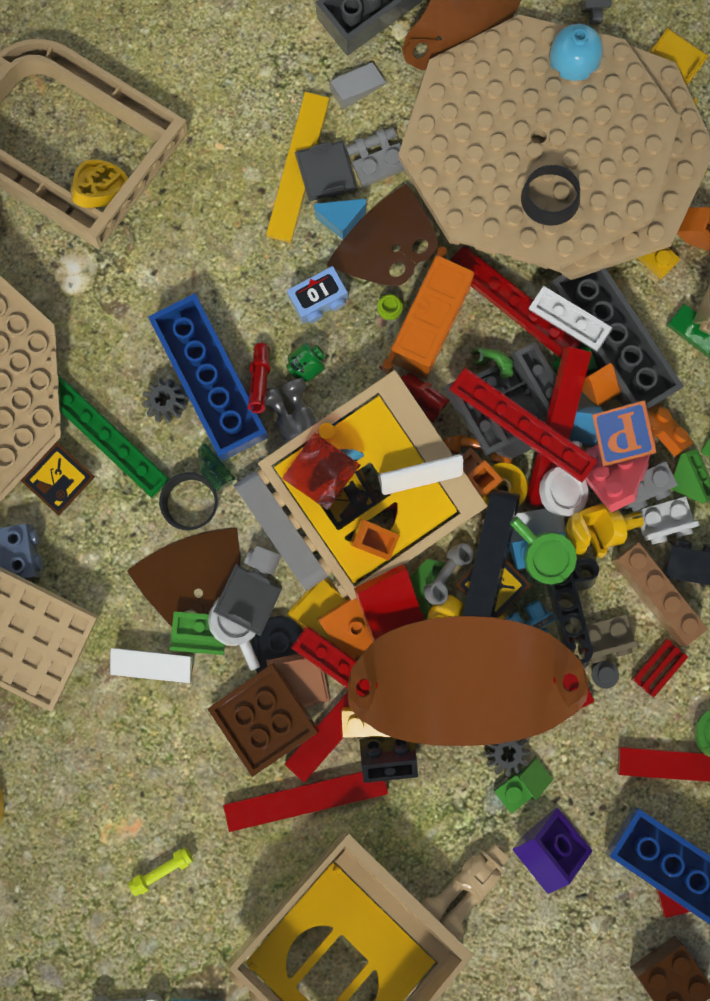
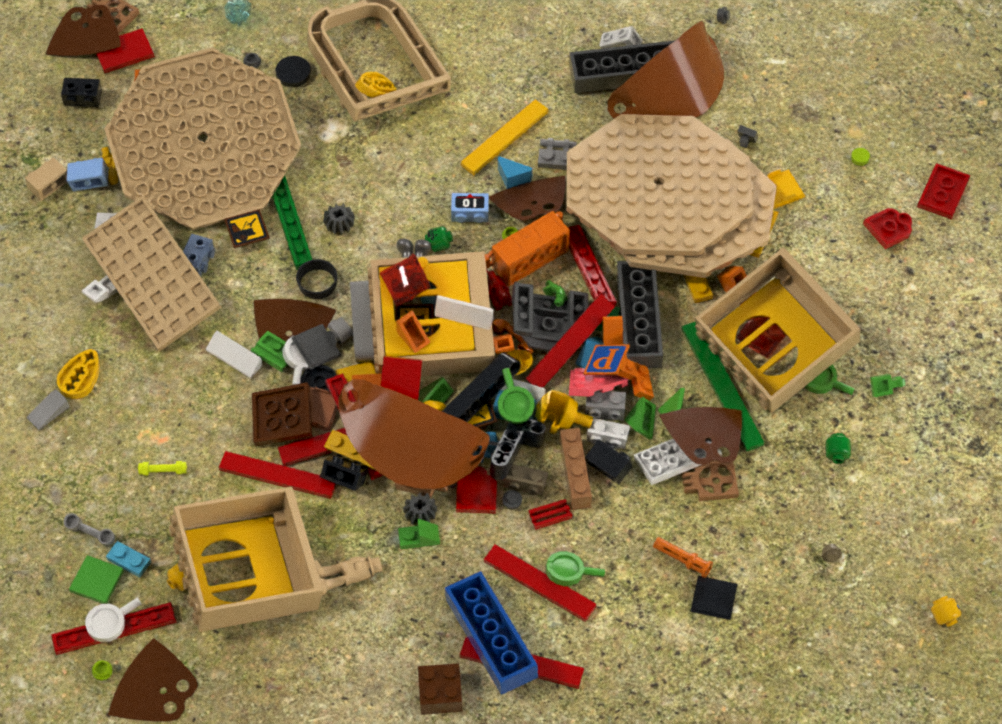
camera: 25 degrees right, 25 degrees down
(208, 377) = (373, 215): blue brick -> none
(213, 469) = (344, 270): clear green tile -> none
(259, 370) = (406, 228): red pin -> none
(326, 170) = (520, 145): dark grey piece -> none
(356, 84) = (569, 110): light grey slope -> none
(457, 555) = (435, 393): light grey bar -> none
(523, 425) = (547, 326): red tile -> none
(546, 217) = (641, 221): black tyre -> none
(553, 851) = (412, 577): dark purple slope -> none
(563, 493) = (553, 376): white piece -> none
(570, 318) = (613, 283): white plate -> none
(576, 52) = (710, 146): medium azure cylinder -> none

